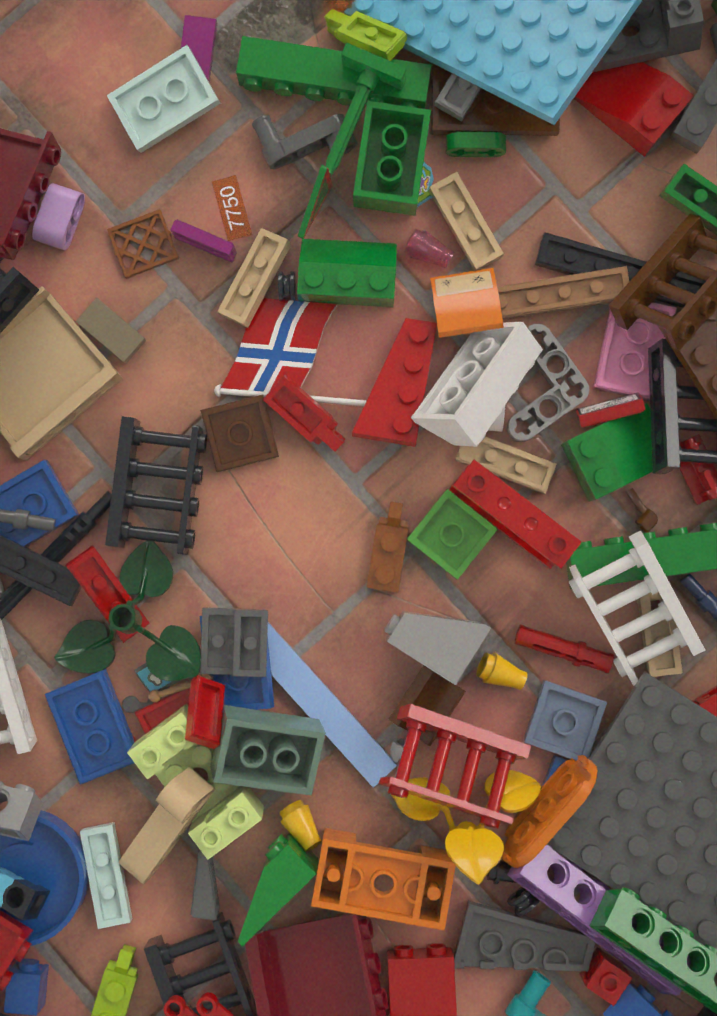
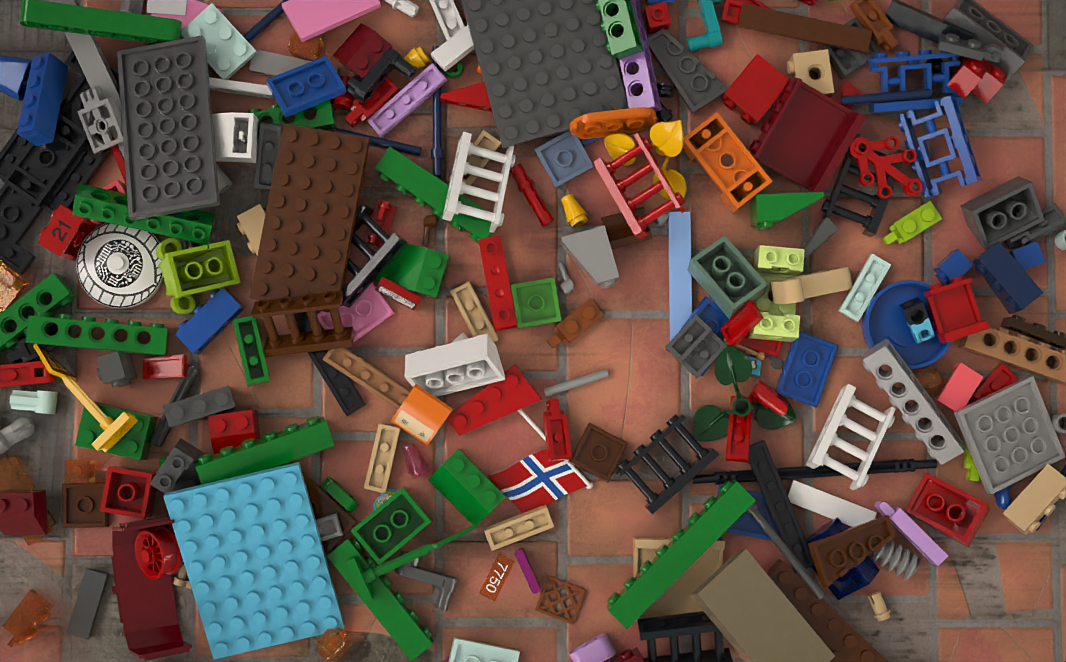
camera: 140 degrees left, 0 degrees up
(53, 400) = (679, 553): none -> green brick
(104, 656) = (769, 398): none -> red hinge
(111, 330) = (617, 566): dark tan tile -> none
(286, 286) = (505, 508): black bush -> none
(300, 824) = (743, 226): yellow cone -> none
(331, 487) = (576, 382): none -> light grey bar
(366, 33) = (345, 604): lime hinge -> none
(434, 584) = (566, 286): none -> light grey hand
(556, 394) = (416, 326): light grey beam -> none
(597, 110) = (266, 452): none -> green brick

